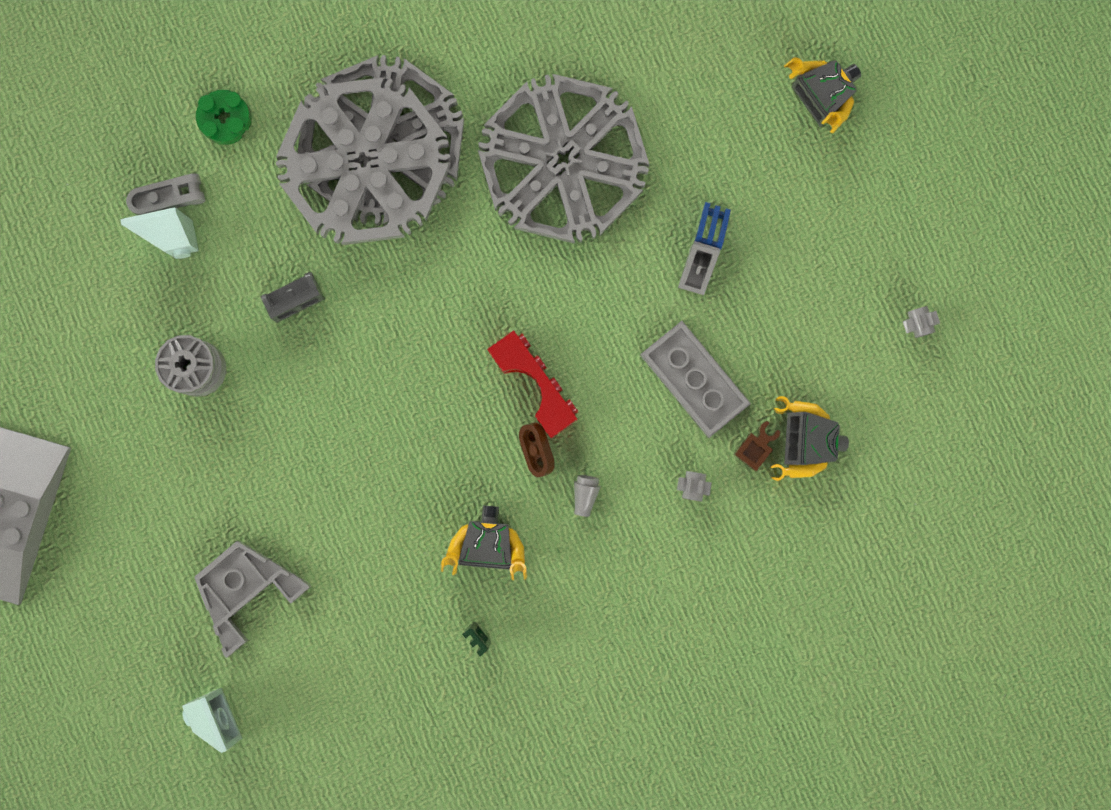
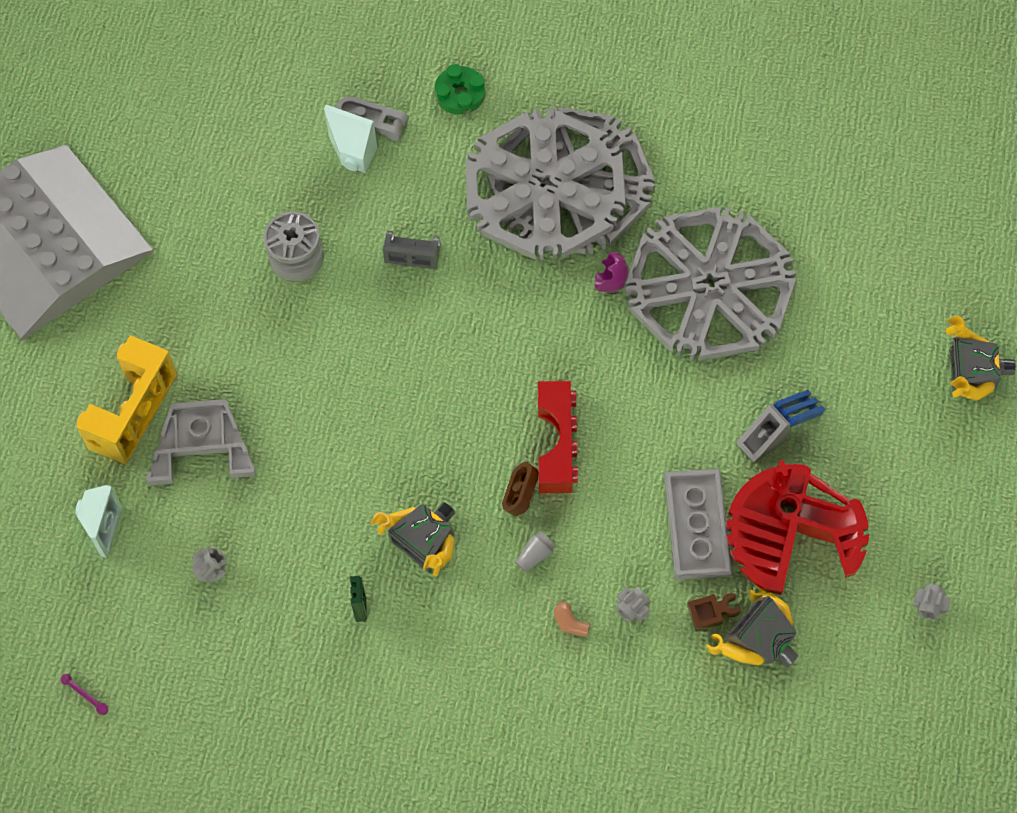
camera: 40 degrees right, 20 degrees down
(173, 615) = (152, 375): none -> yellow plate
(332, 691) = (209, 564): none -> light grey gear
(480, 207) = (615, 274): none -> magenta hair
(651, 534) = (567, 622): none -> nougat arm
(759, 353) = (766, 533): none -> red piece

